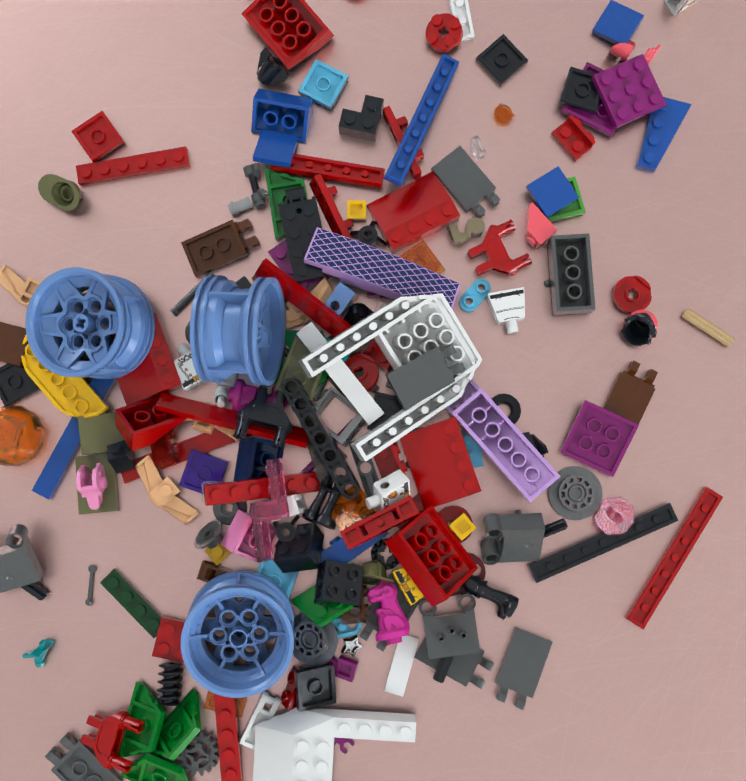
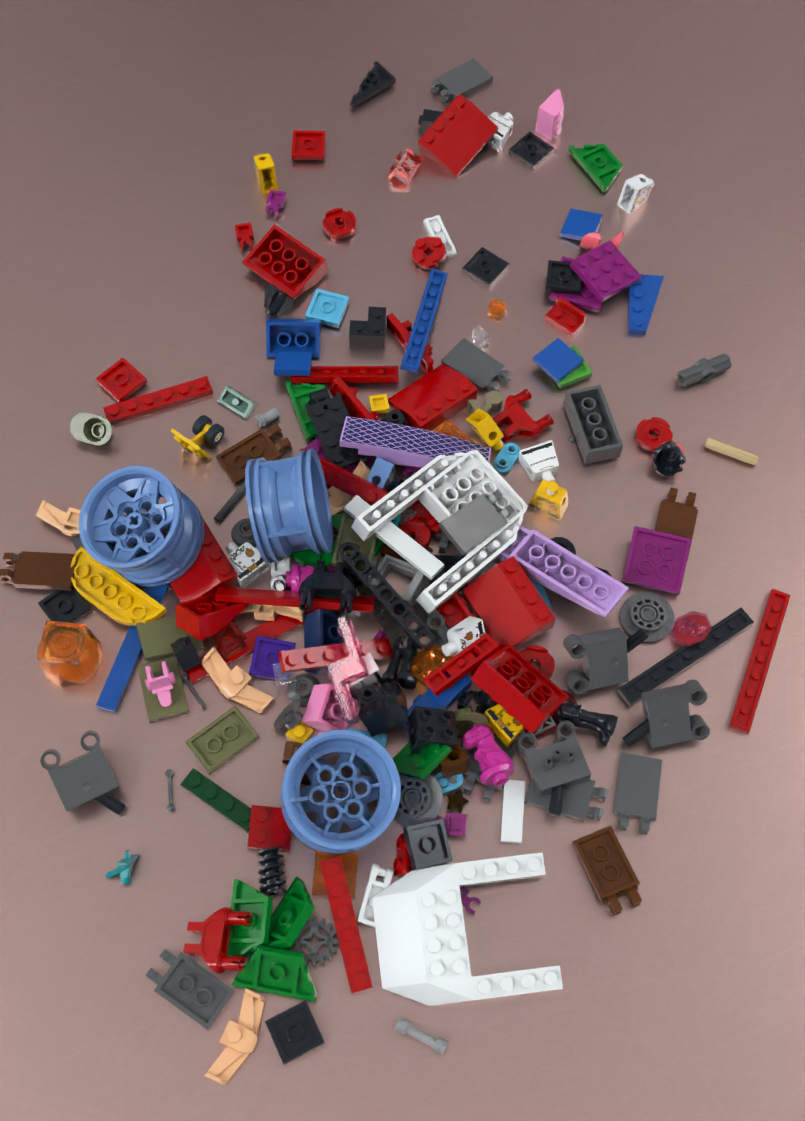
camera: 15 degrees left, 20 degrees down
(119, 478) = (185, 679): none -> dark grey hinge
(145, 544) = (222, 740): none -> olive tile
(173, 213) = (204, 432): none -> plate
(213, 181) = (237, 402): none -> sand green slope
(259, 195) = (283, 404): dark grey piece -> none
(460, 267) = (486, 429): none -> yellow torso
(462, 526) = (544, 660): yellow plate -> none
(477, 734) = (608, 868): none -> reddish brown tile
(507, 352) = (550, 499): none -> yellow torso
(538, 227) = (551, 391): coral slope -> none
(571, 607) = (668, 716): none -> dark grey piece
(704, 227) = (704, 370): none -> dark grey piece

